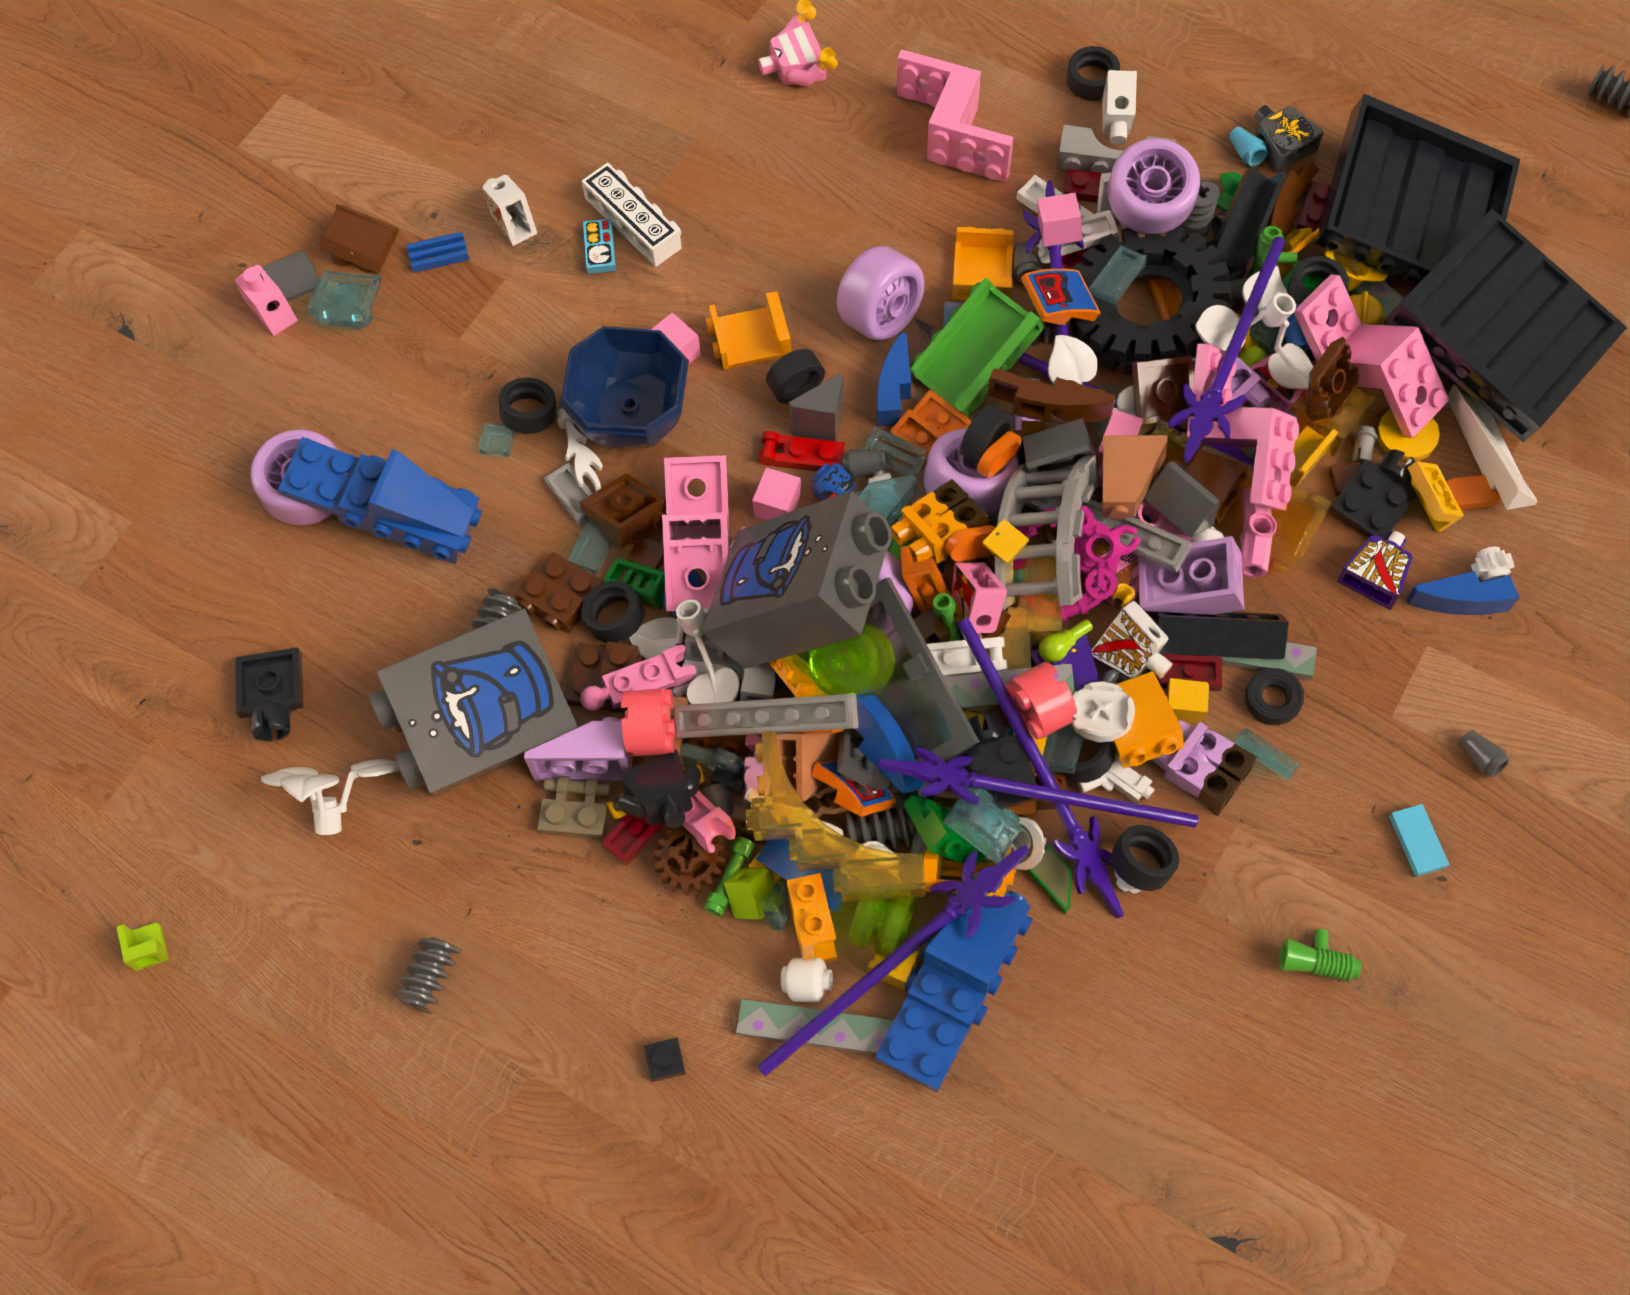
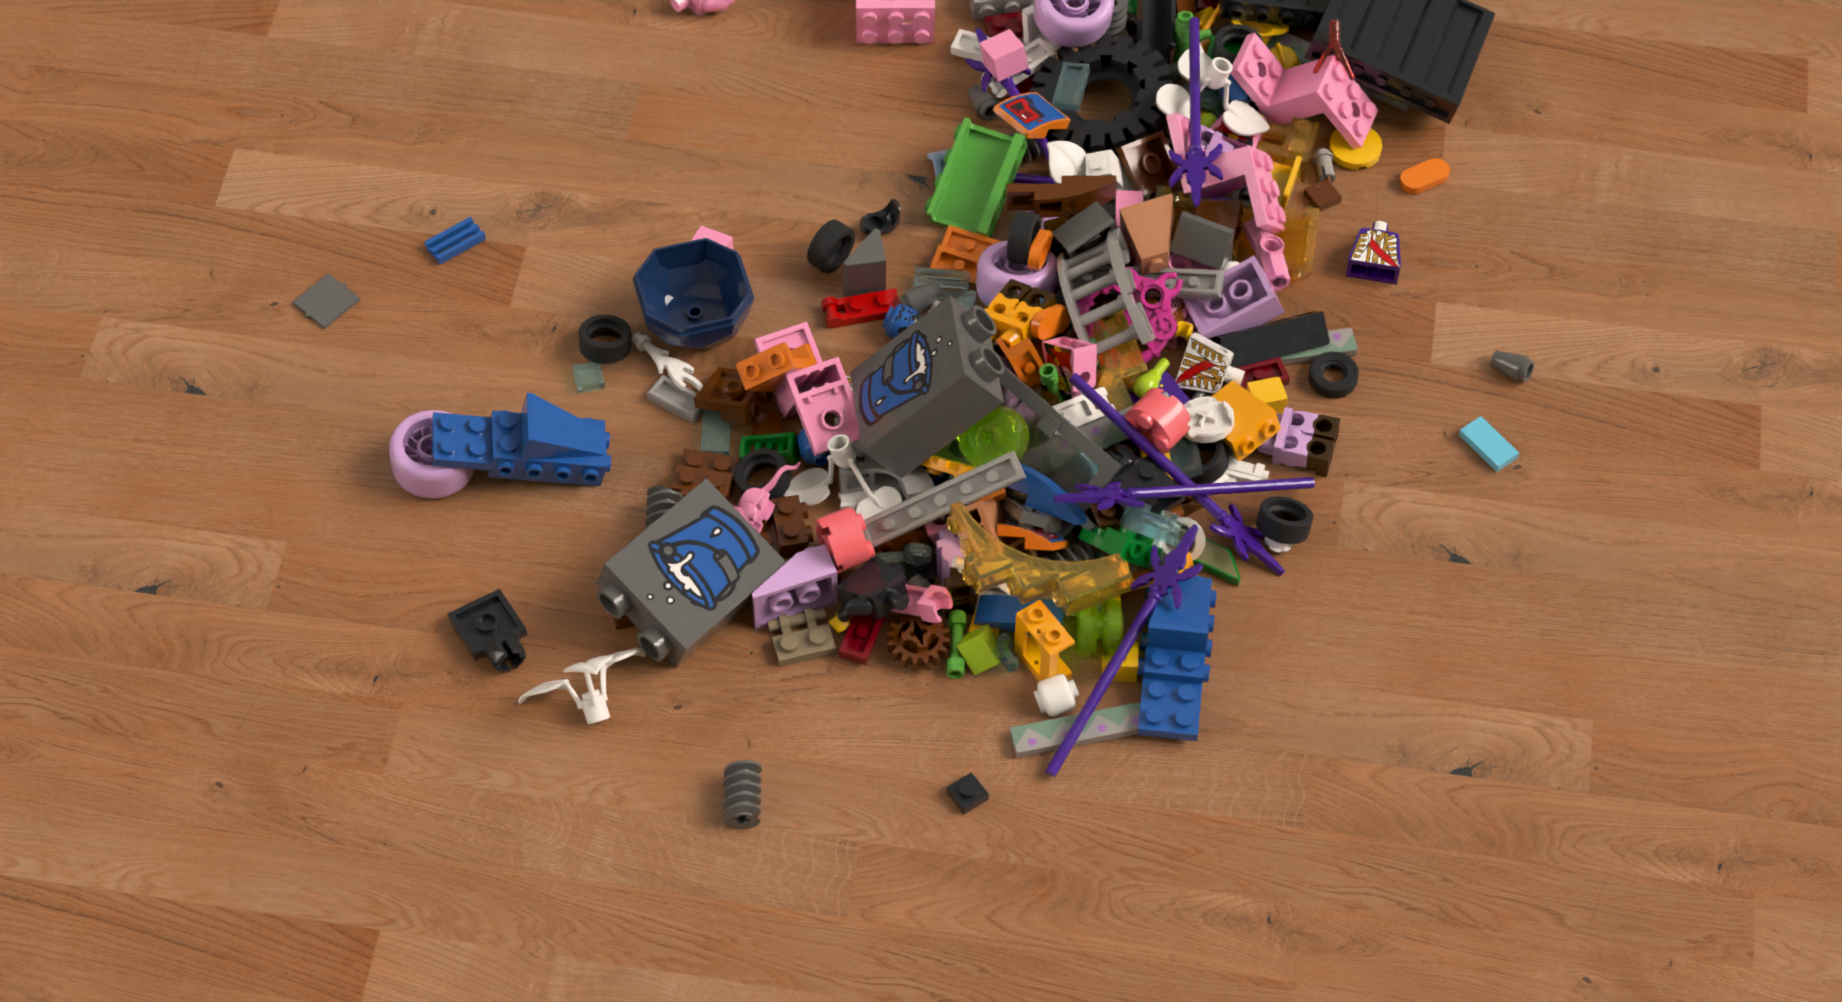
camera: 25 degrees left, 10 degrees down
(142, 946) = (484, 857): lime panel -> none
(258, 291) = (321, 322): bright pink torso -> none
(344, 299) = (393, 302): clear light blue slope -> none
(358, 239) = (377, 251): reddish brown slope -> none
(504, 197) = (507, 183): white torso -> none
(584, 647) = (755, 502): none -> bright pink animal
(599, 246) = (600, 194): tile -> none
(632, 214) = (619, 159): white brick -> none
(651, 673) = (802, 523): bright pink plate -> none
(657, 498) = (770, 366): none -> orange panel
(750, 335) = (773, 226): light orange panel -> none
(776, 494) = (857, 344): bright pink piece -> none
(862, 363) = (883, 220): none -> black hair
(880, 292) = (875, 158): lavender wheel -> none
(894, 383) = (917, 230): blue slope -> none
(982, 255) = (942, 109): light orange panel -> none
(1005, 542) = (1078, 309): yellow tile -> none
(1112, 378) = (1105, 164): none -> white brick
(1165, 296) = (1113, 95): orange tile -> none
(1268, 754) = (1348, 417): clear light blue tile -> none
(1318, 960) = (1448, 550): bright green piece -> none
(1331, 381) = (1281, 118): reddish brown slope -> none
(1376, 495) = (1351, 198): black plate -> none
(1423, 324) = (1334, 43): none -> clear red plant
(1434, 495) = (1396, 185): yellow bracket -> none
(1465, 595) = (1450, 253): blue slope -> none
(1490, 450) = (1425, 138): white wedge -> none
(1492, 563) = (1463, 225): white gear -> none

